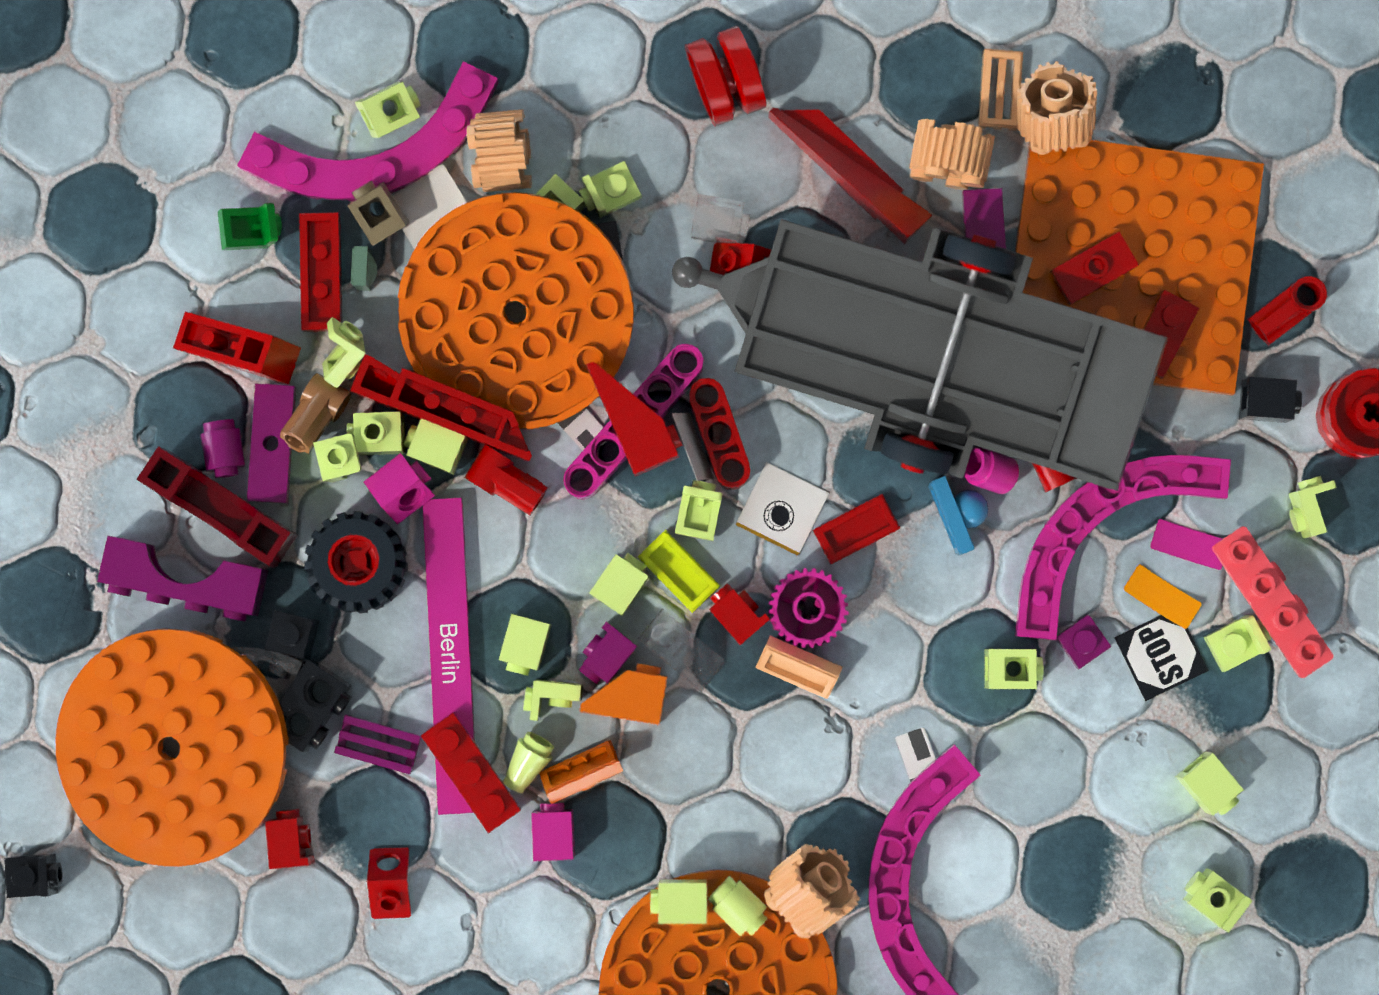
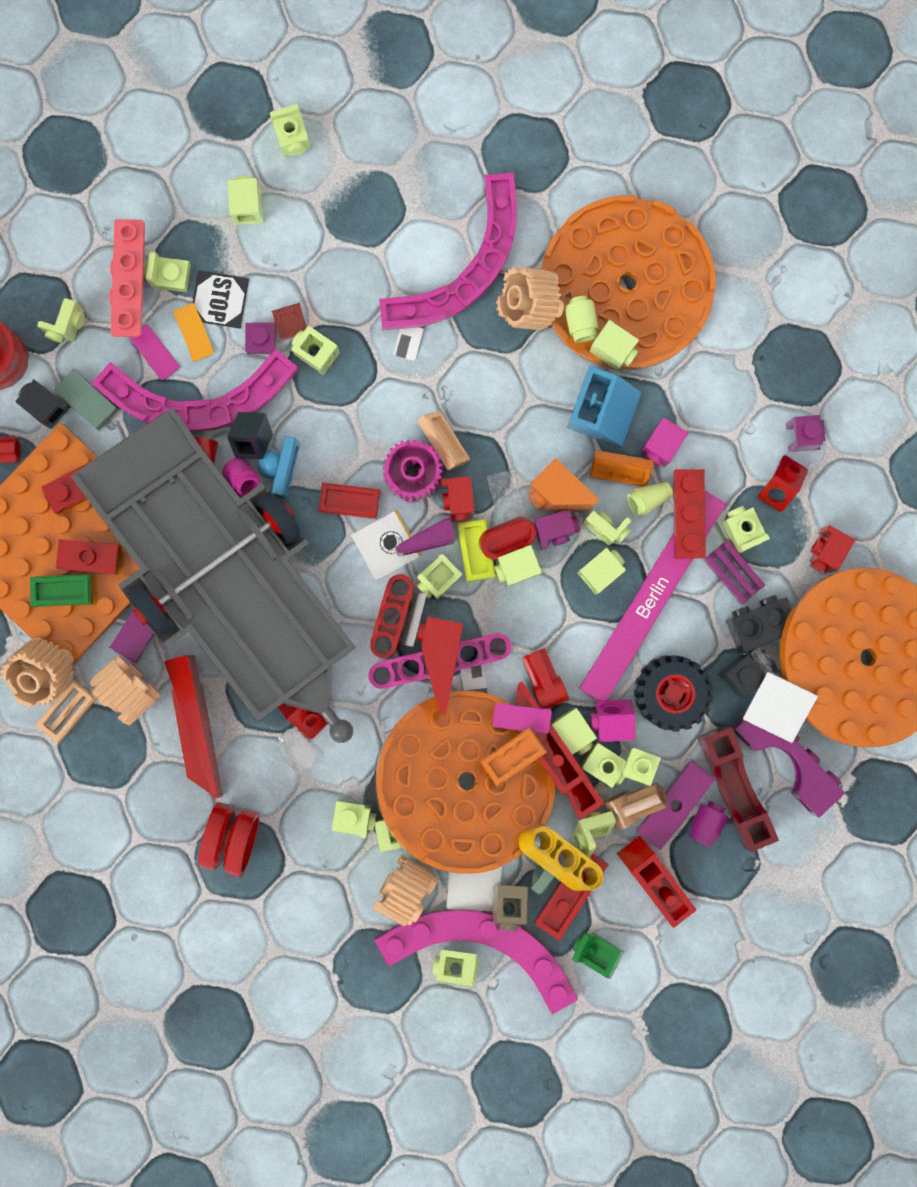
camera: 145 degrees left, 0 degrees up
(229, 624) = (780, 707): none -> white sticker
(341, 306) = (574, 860): none -> yellow beam
(391, 784) = (740, 539): none -> yellowish green brick
(401, 955) = (808, 433): none -> magenta window
(482, 372) = (513, 756): none -> orange plate
(501, 419) = (521, 718): none -> dark pink sticker
(645, 827) = (604, 407): none -> dark azure slope
(652, 607) = (507, 537): none -> red tile
(733, 554) = (436, 536): none -> magenta slope
(1013, 522) = (250, 435): none -> black brick
(1063, 683) = (289, 321): none -> clear red tile
(1096, 212) = (61, 590): none -> green tile
(1225, 439) = (86, 399): none -> sand green tile

